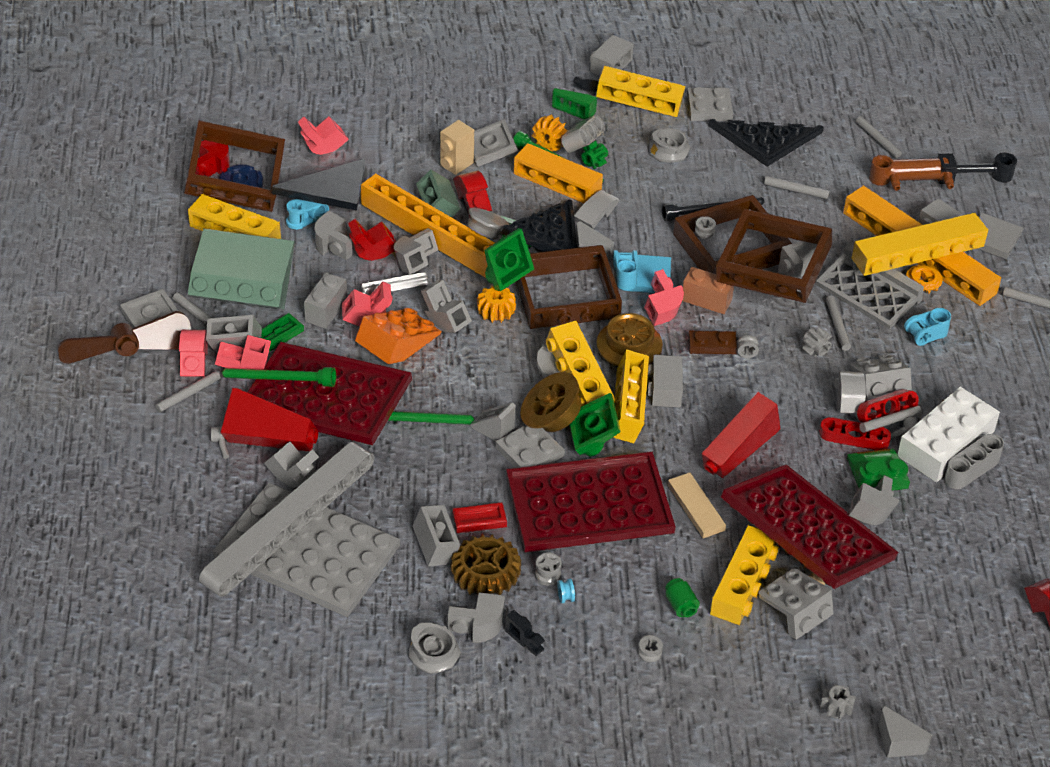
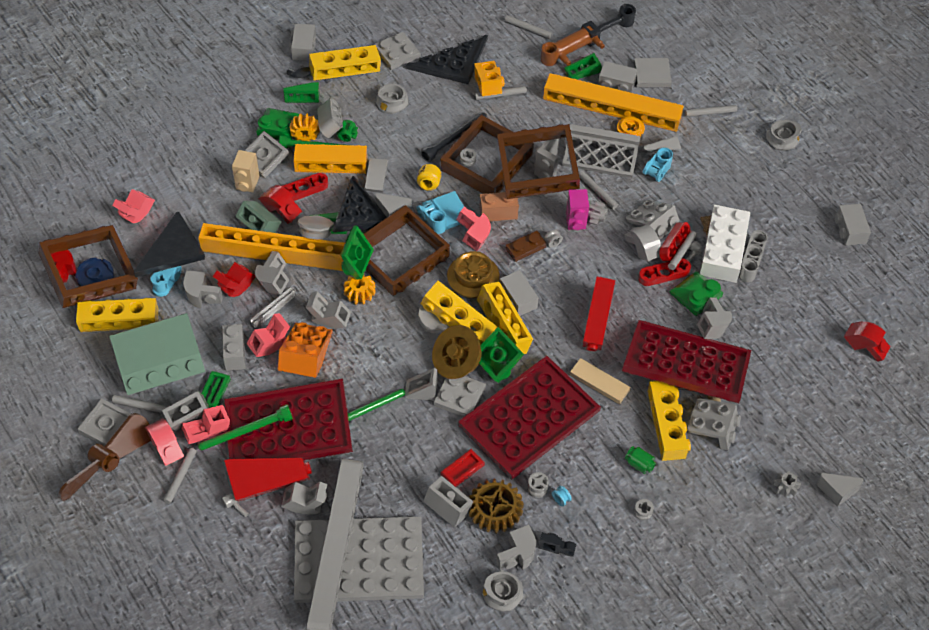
camera: 30 degrees left, 10 degrees up
(522, 119) = (275, 123): none -> green slope
(530, 190) = (317, 186): none -> red beam
(651, 232) = (429, 177): none -> yellow head
(790, 165) = (488, 78): none -> light orange brick
(792, 326) = (577, 209): none -> dark pink brick
(912, 198) = (591, 62): none -> green slope
(919, 244) = (620, 105): yellow brick -> none
(958, 309) = (671, 143): none -> light grey slope

